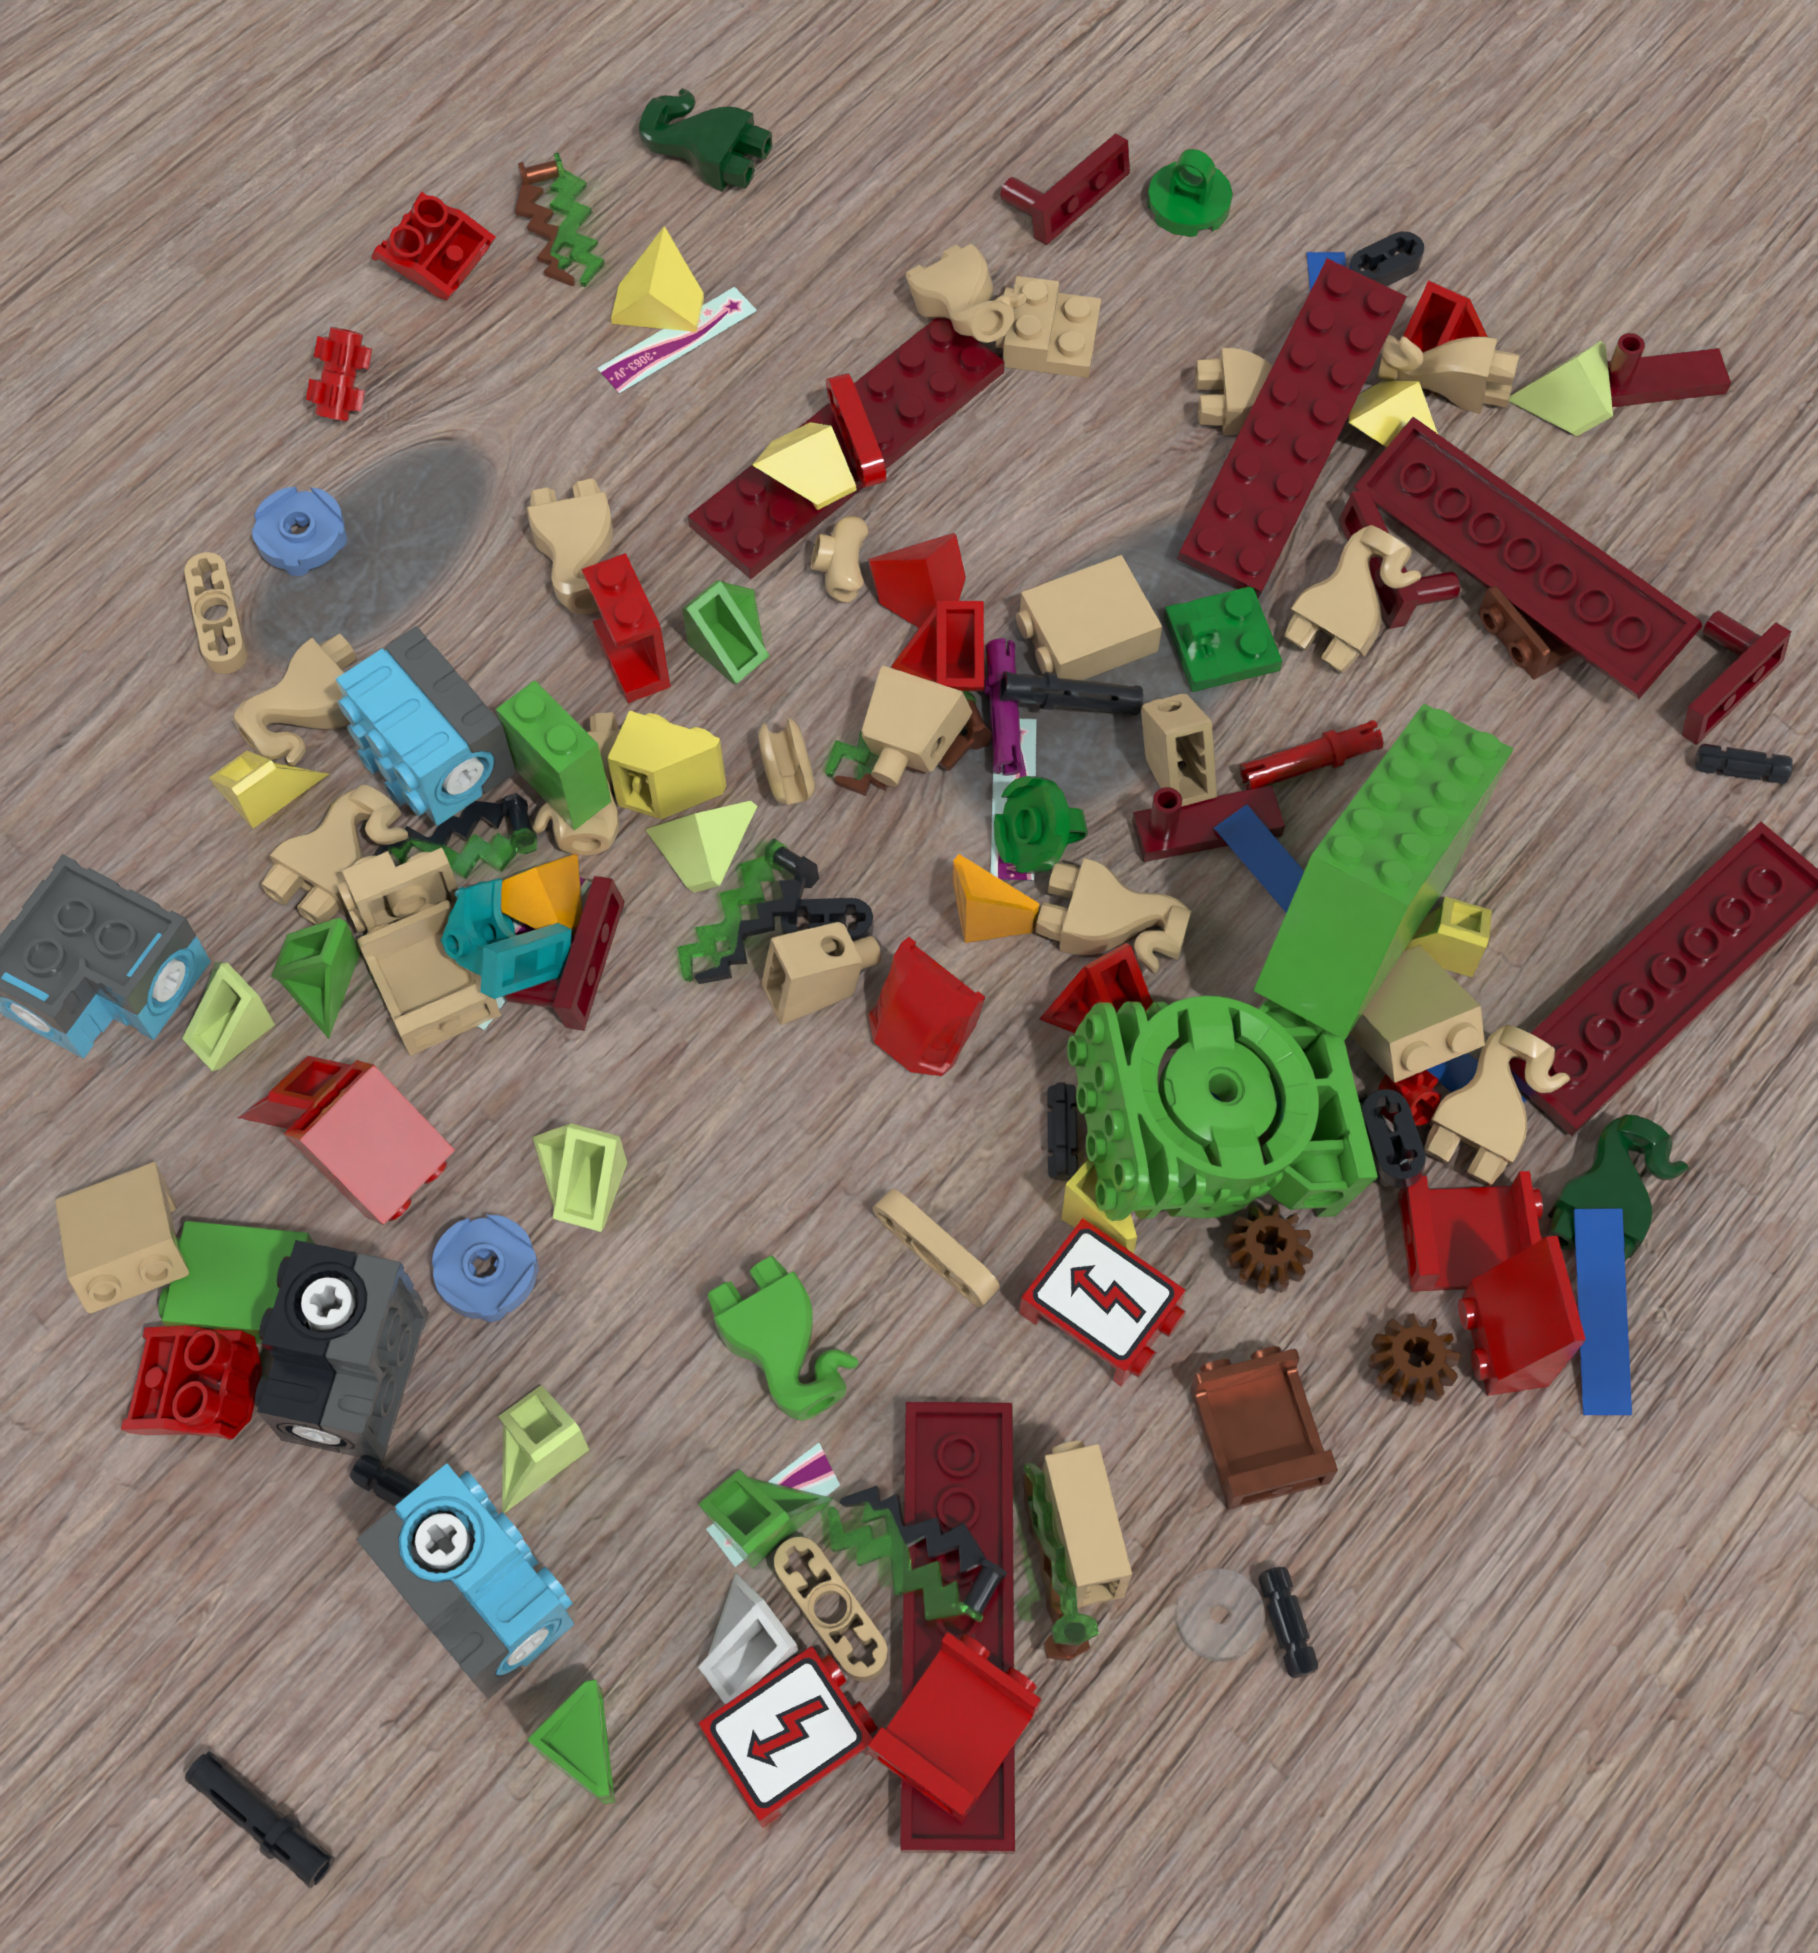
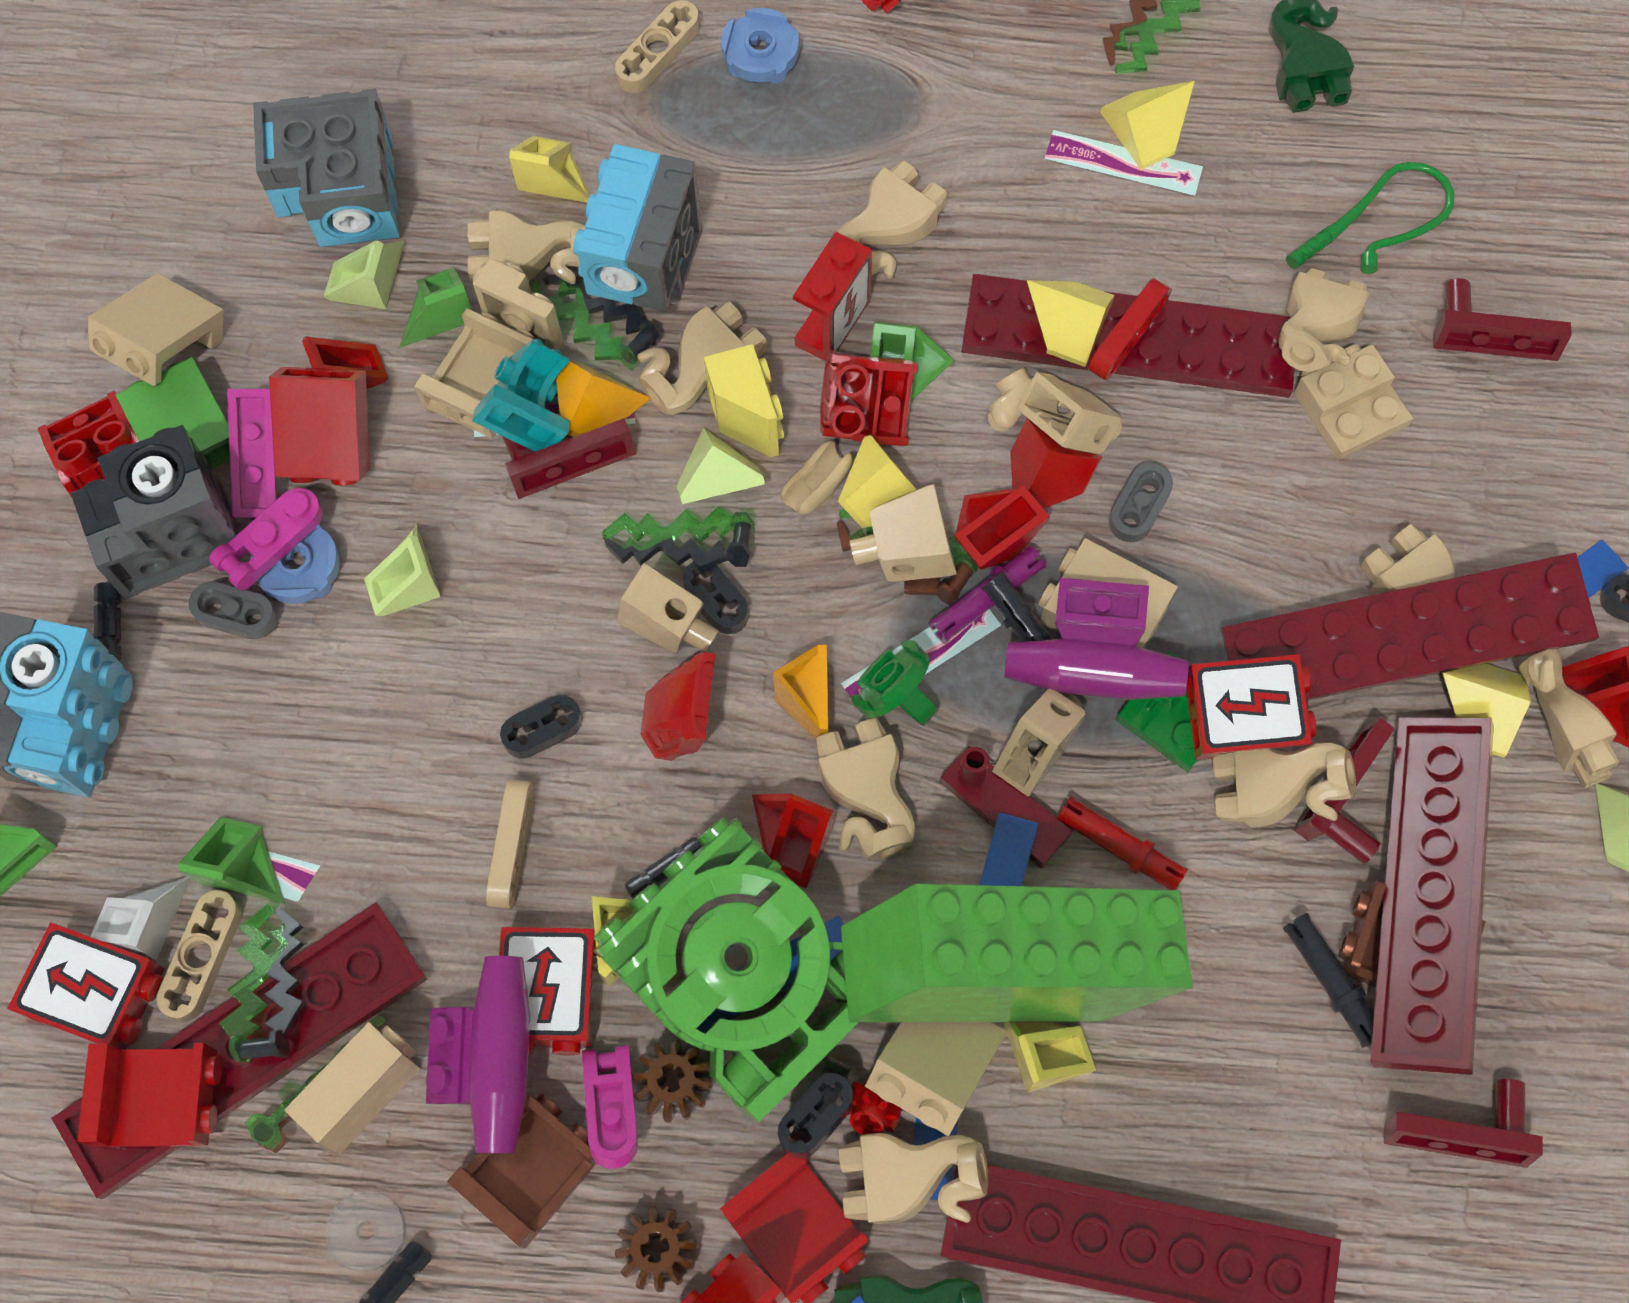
camera: 55 degrees right, 5 degrees up
(302, 698) = (648, 132): tan hips -> none
(334, 1217) = (251, 452): none -> dark pink plate
(446, 1268) = (268, 537): none -> dark pink plate
(486, 1354) = (235, 610): none -> dark grey plate
(536, 1445) = (197, 683): yellowish green slope -> none
(555, 754) = (675, 321): bright green brick -> none
(740, 672) = (866, 398): none -> red slope
(776, 1334) = (369, 781): bright green hips -> none
(825, 1150) = (537, 717): none -> black beam
(832, 715) = (872, 482): none -> light yellow slope
(905, 524) = (1085, 427): none -> tan torso
(929, 230) = (1369, 259): none -> green piece
(1017, 539) = (1140, 505): none -> dark grey plate
(1136, 647) = (1098, 647): none -> magenta plate
(1137, 1386) = (484, 1055): none -> magenta plate
(1190, 195) = (1572, 418): green tile -> none
(1258, 1311) = (610, 1107): none -> dark pink plate
(1271, 575) = (1249, 705): none -> panel
(1541, 683) = (1333, 978): none -> black pin
(1743, 763) = (1393, 1193): black axle -> none

